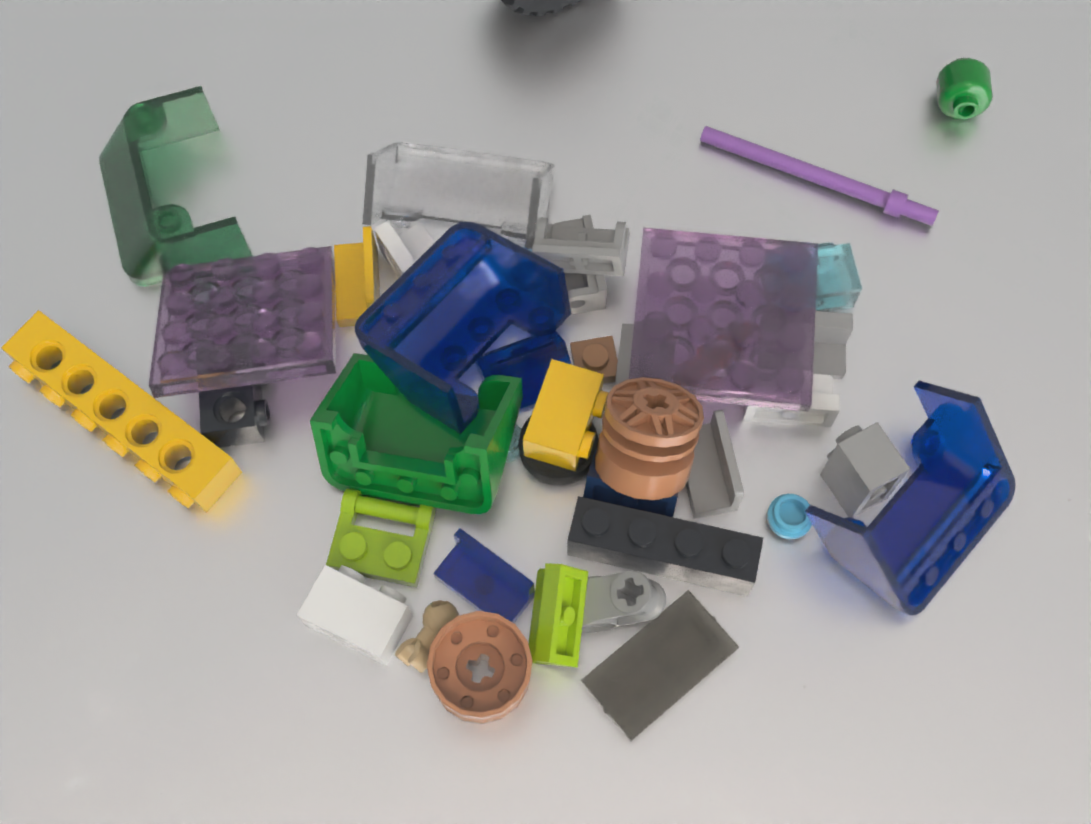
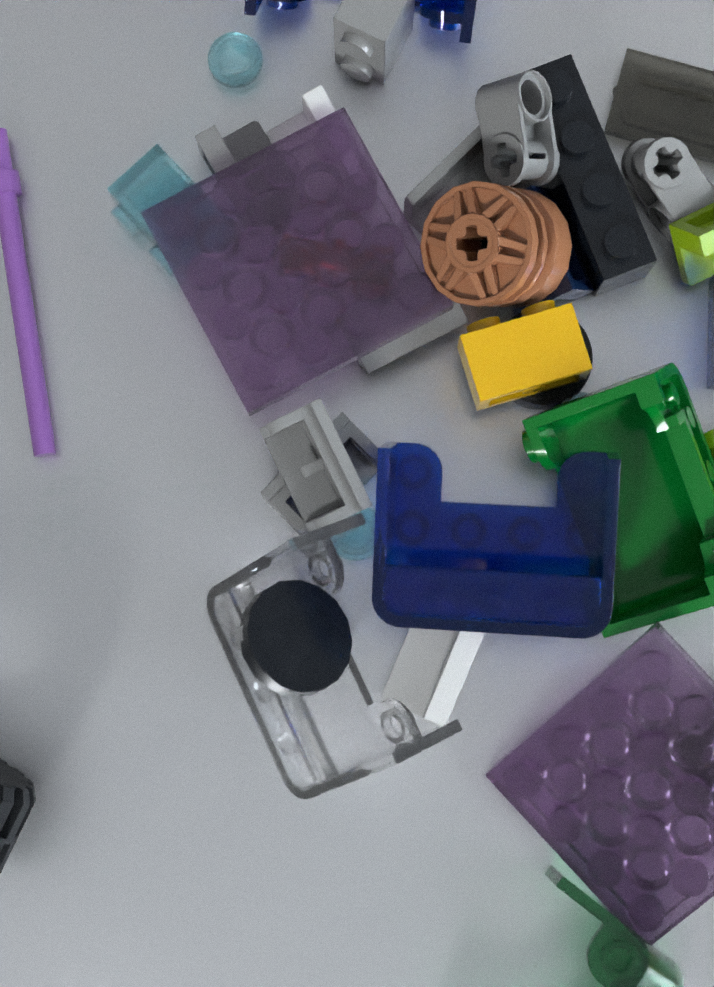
camera: 125 degrees left, 15 degrees up
(356, 278) = (508, 711): yellow panel -> none
(488, 183) = (295, 638): none -> black tile
(525, 360) = (481, 450): clear blue panel -> none
(597, 356) = (419, 385): medium nougat plate -> none
(710, 501) = (514, 126): none -> light grey piece
(788, 516) = (455, 81): medium azure plate -> none
(896, 385) = (235, 60): none -> clear light blue plate

